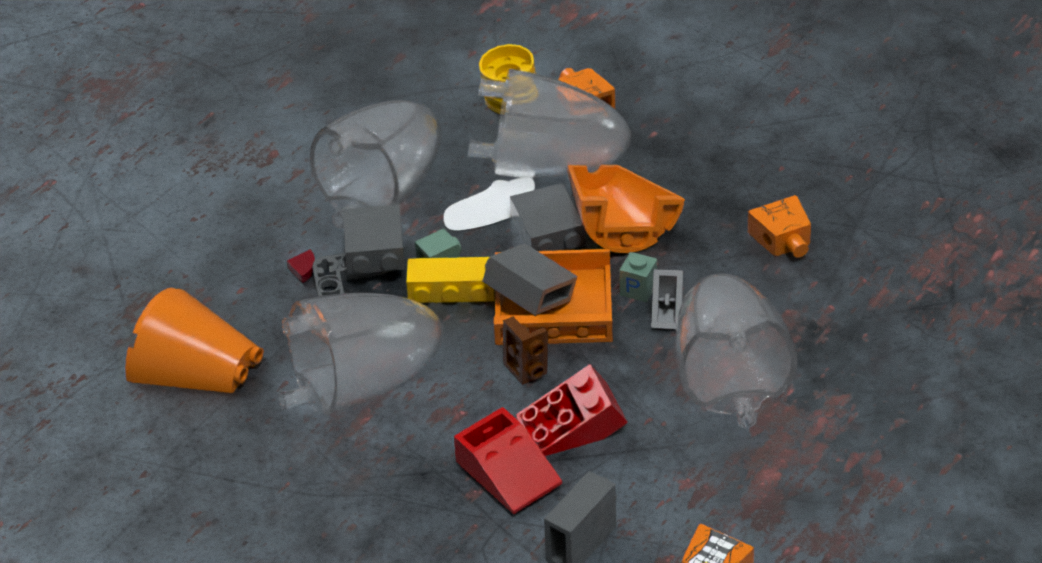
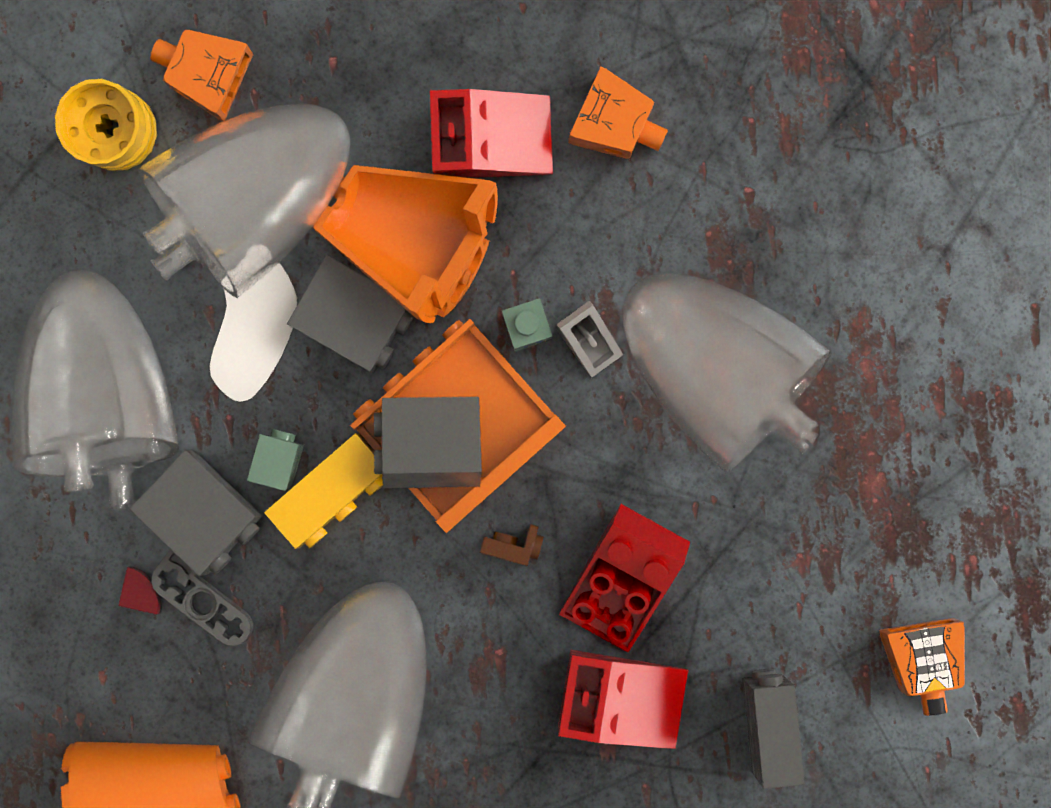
camera: 45 degrees left, 45 degrees up
(708, 191) = (490, 133): none -> slope

